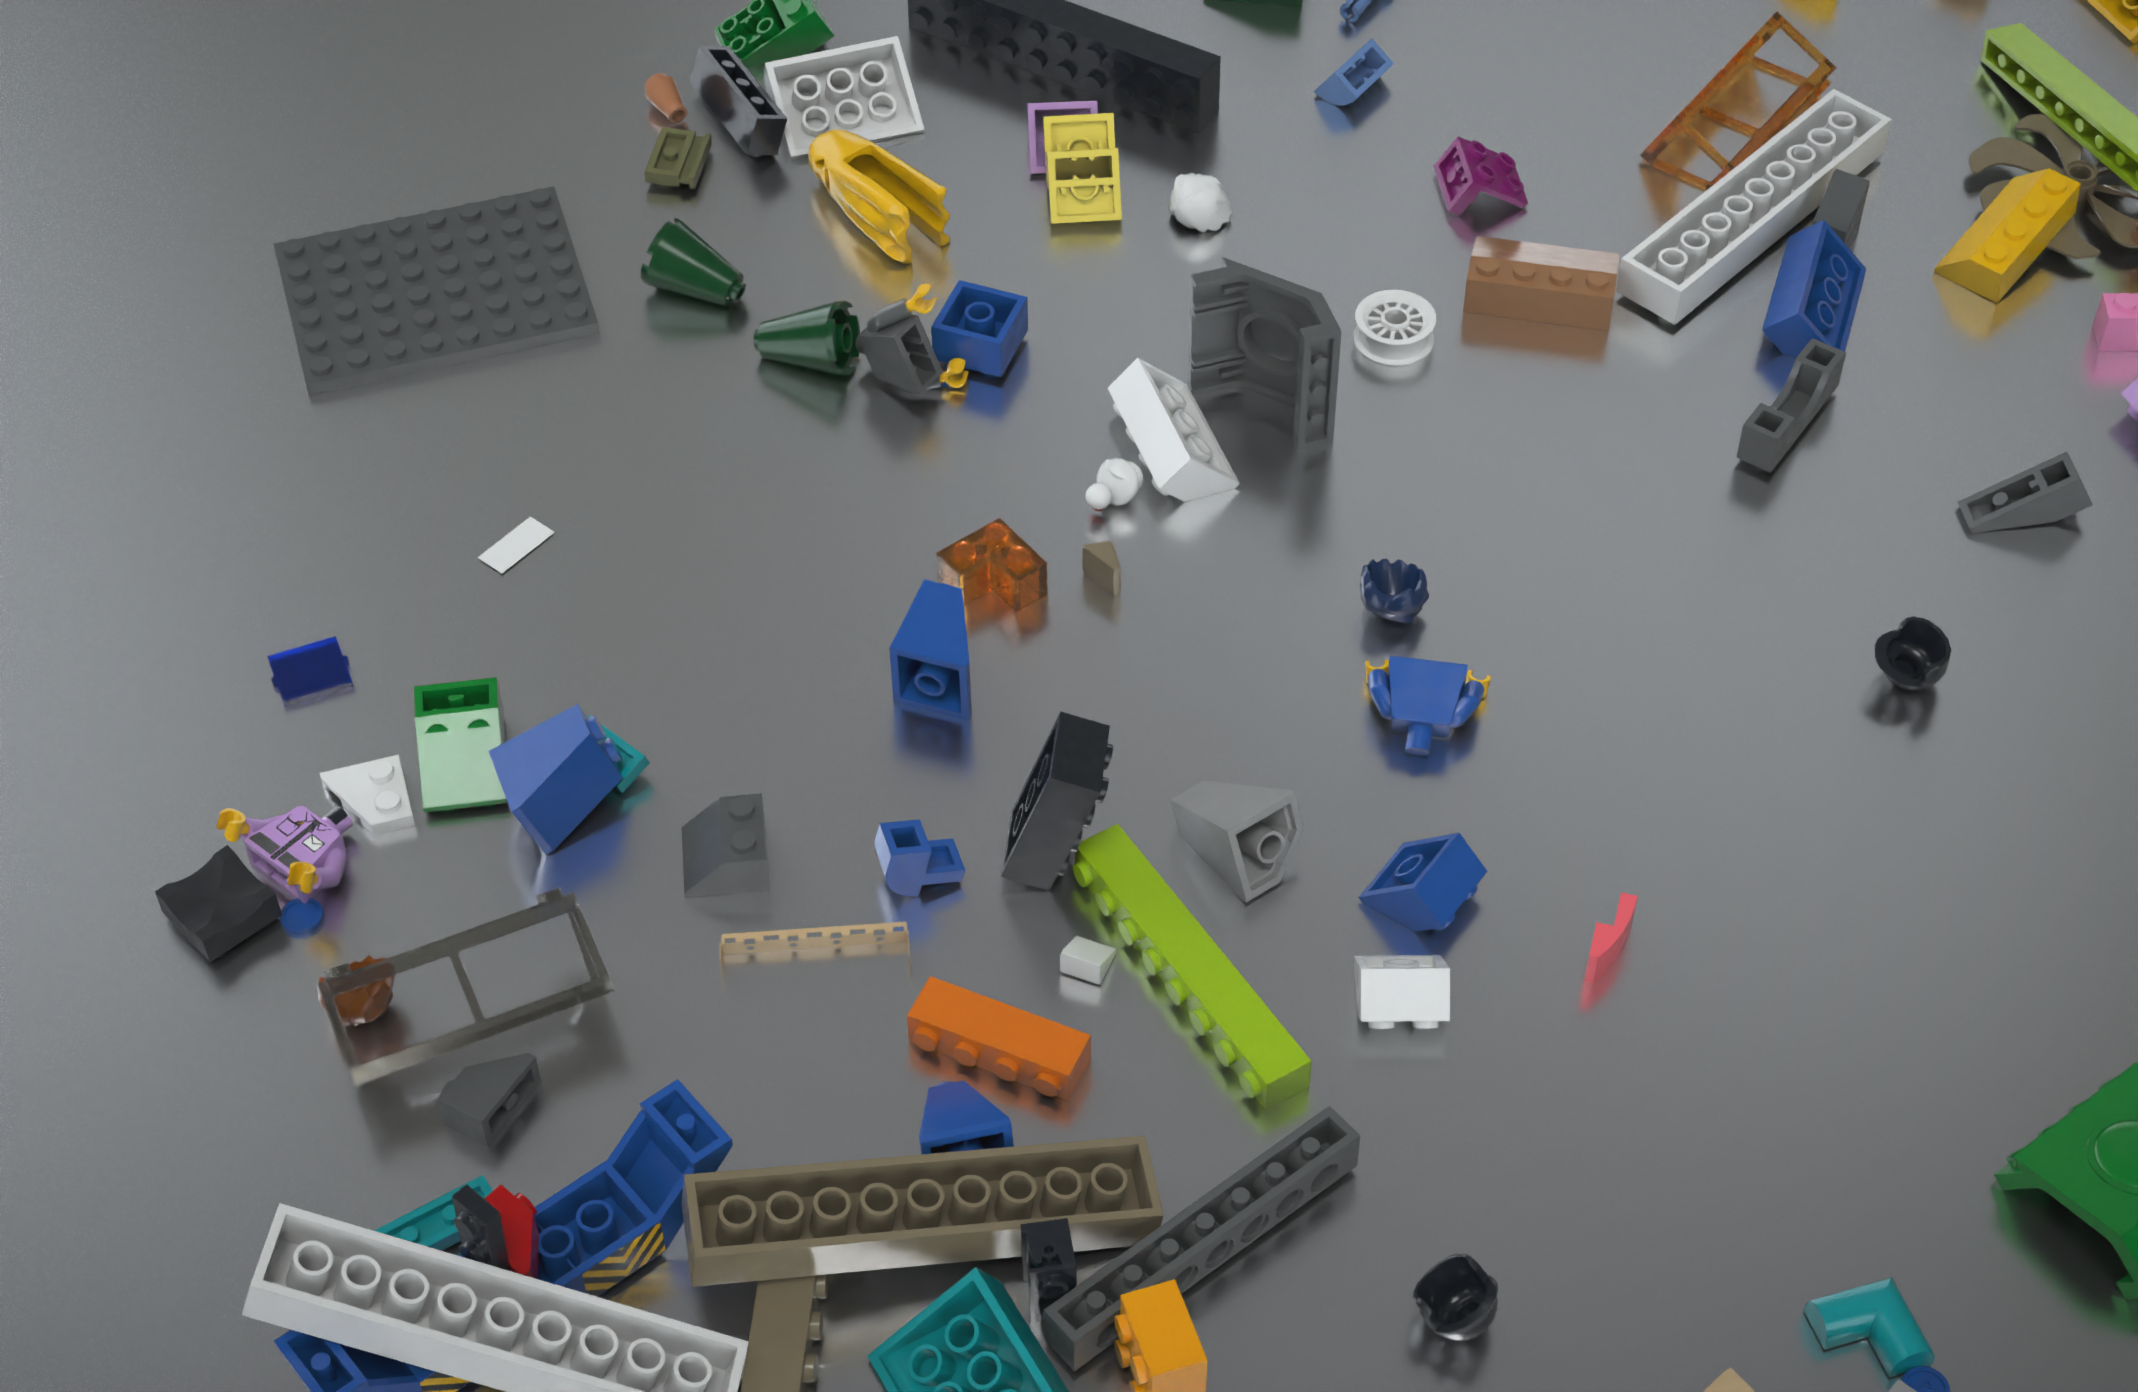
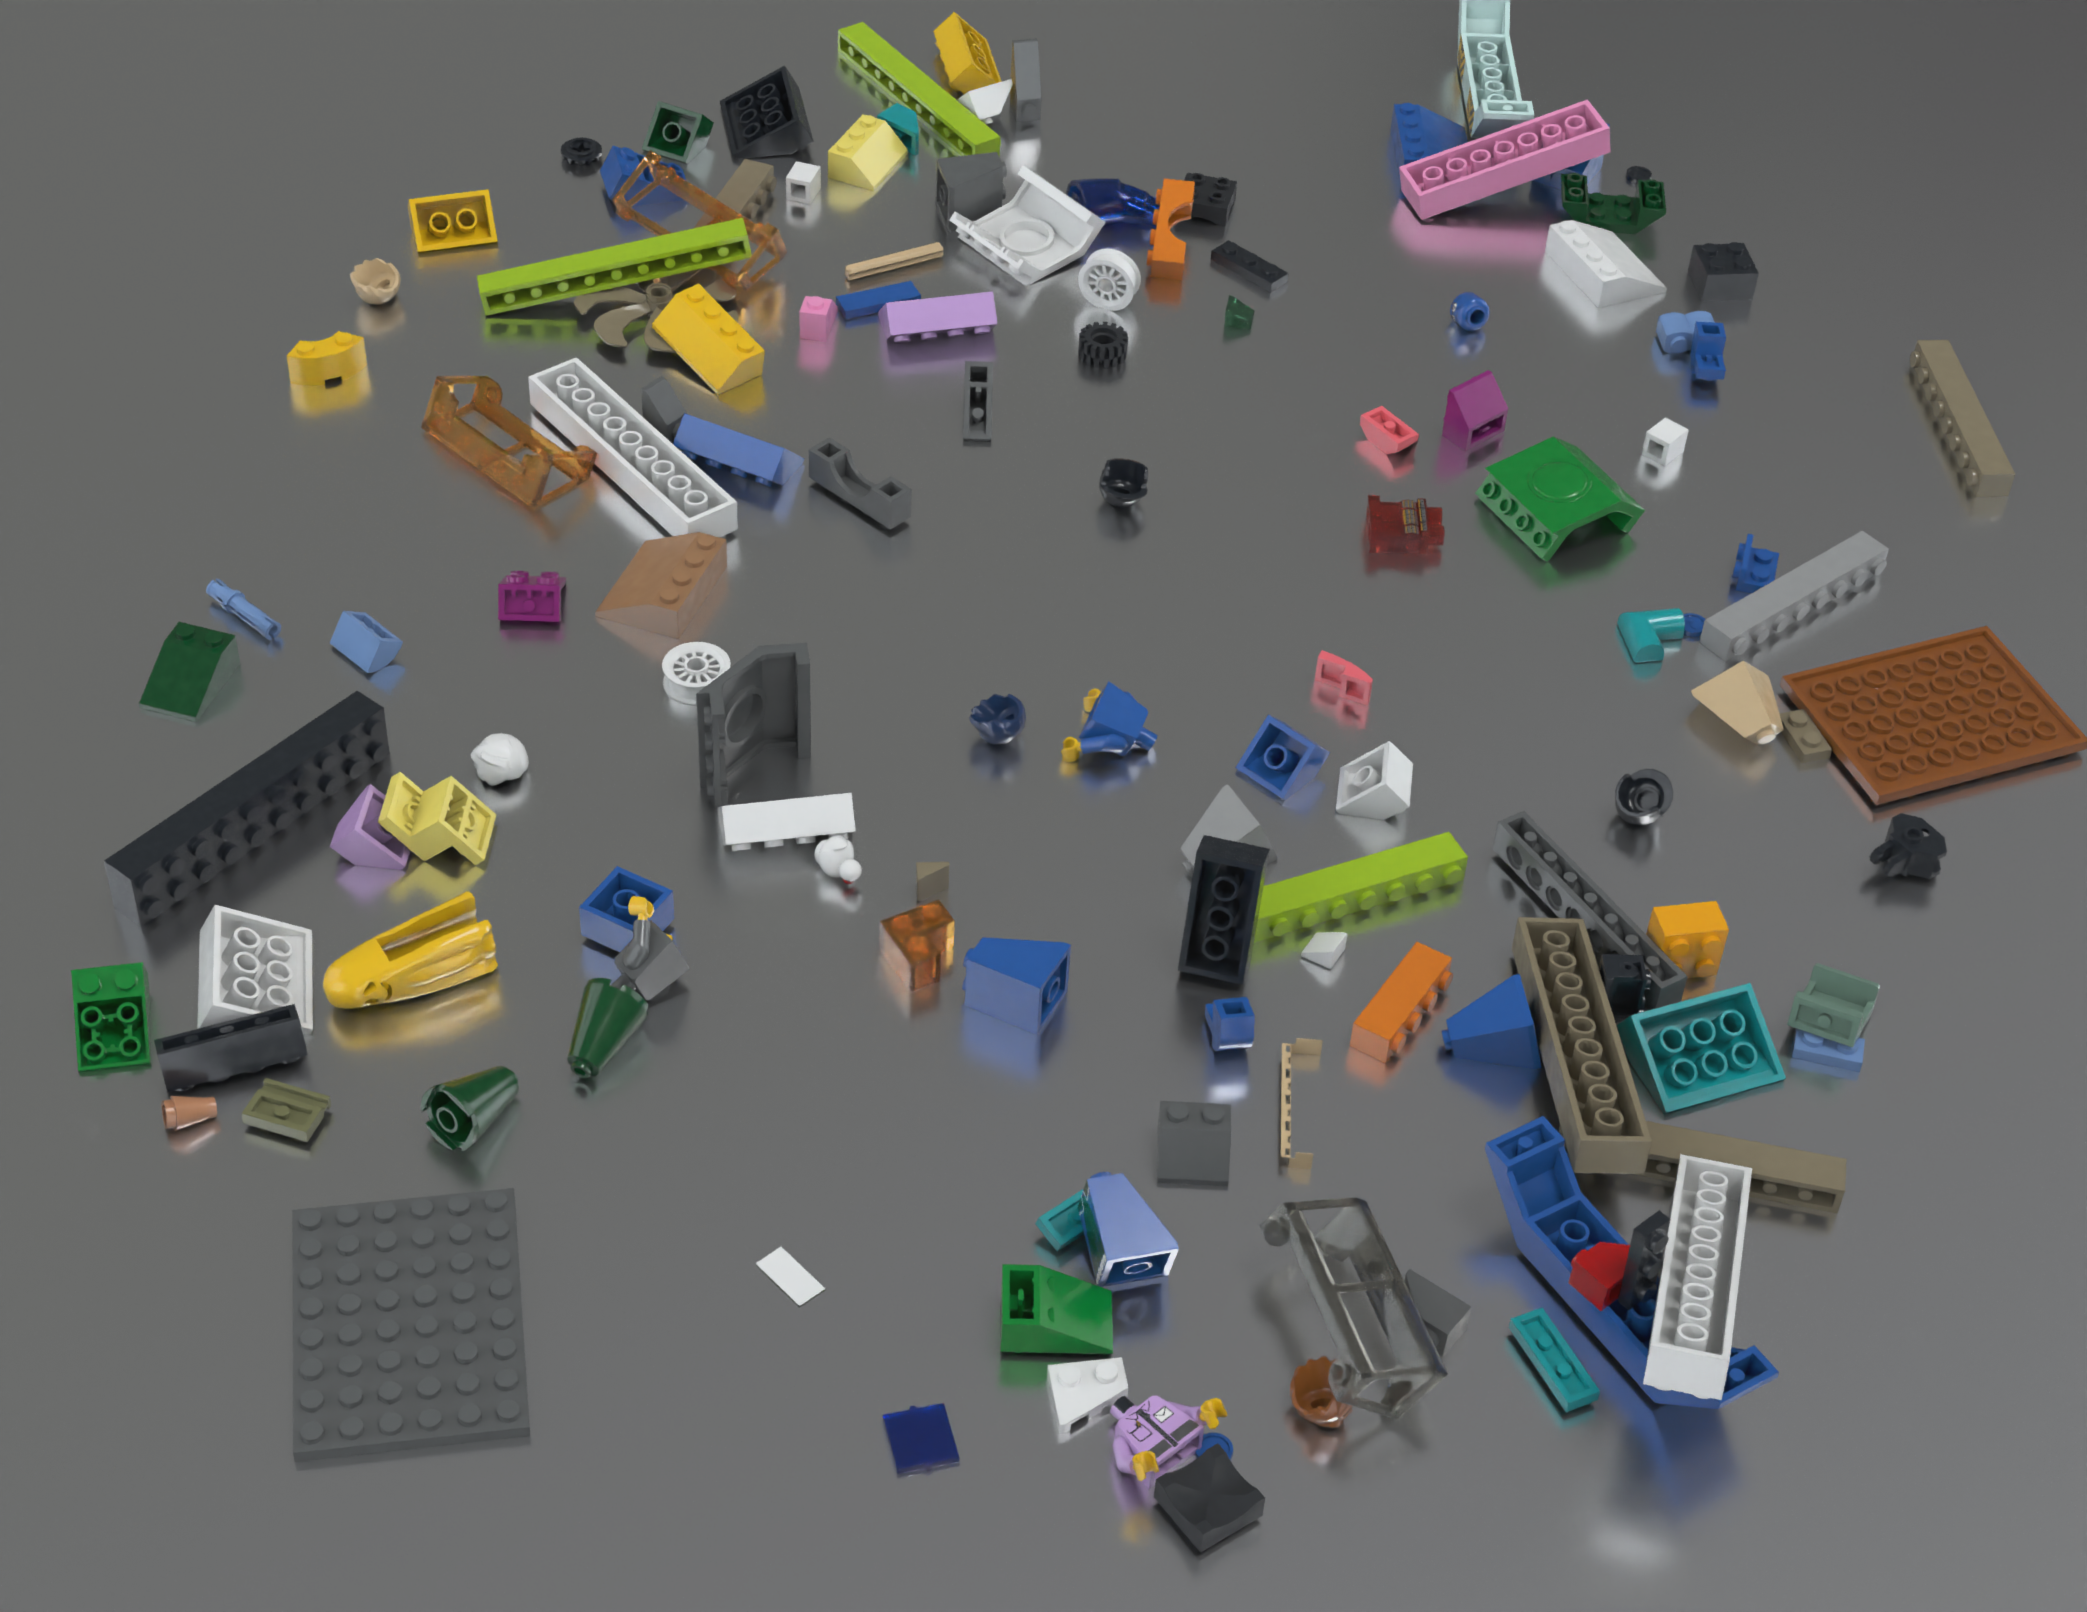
camera: 85 degrees left, 5 degrees down
(1980, 984) = (1403, 526): none -> clear red hips

